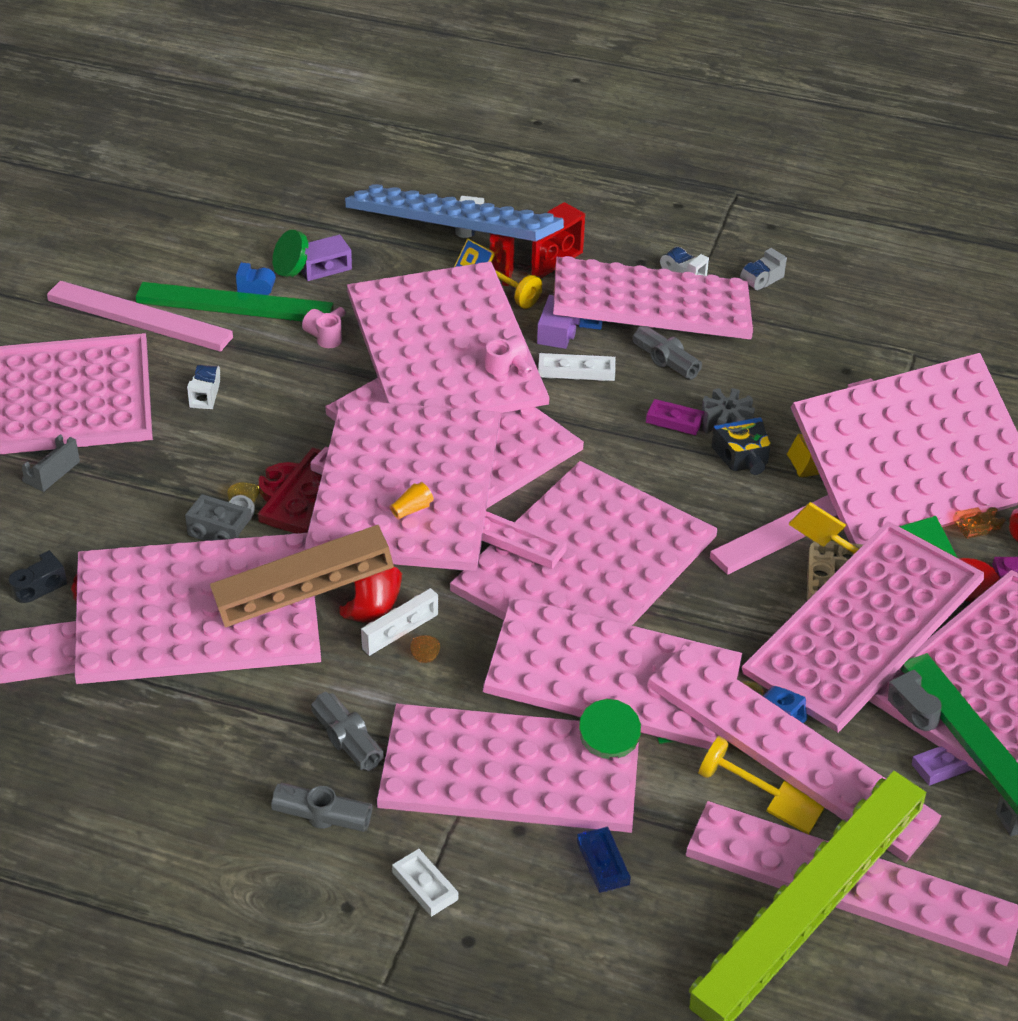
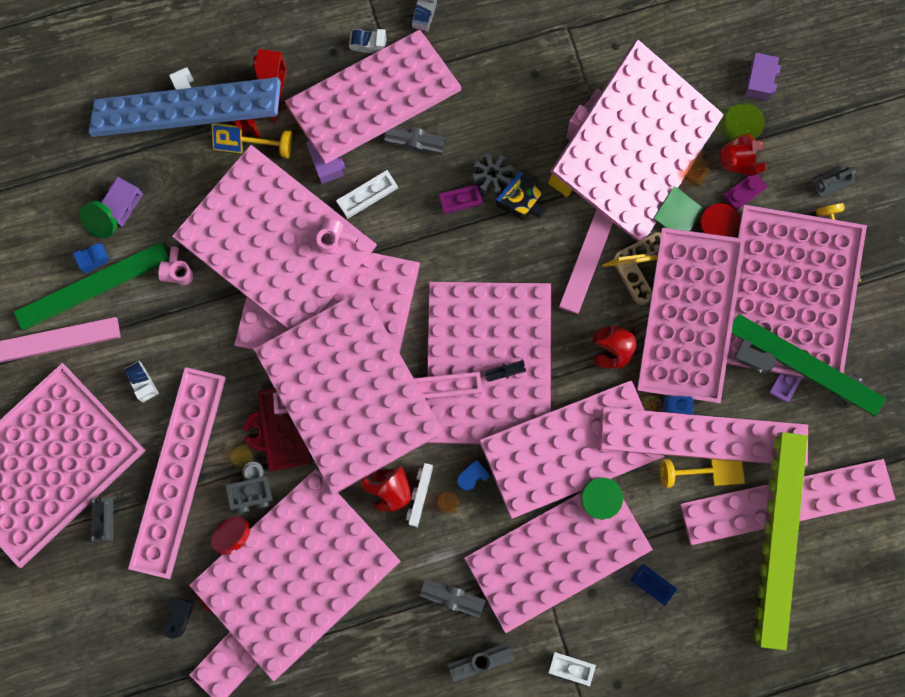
camera: 30 degrees left, 35 degrees up
(160, 471) = (177, 473): none -> bright pink plate
(163, 538) = (230, 535): none -> red tile
(302, 575) = (355, 524): medium nougat brick -> none
(412, 500) = (374, 415): light orange cone -> none
(473, 637) = (469, 477): none -> blue leg
(596, 561) = (505, 371): none -> black axle
(756, 609) = (618, 342): none -> red piece

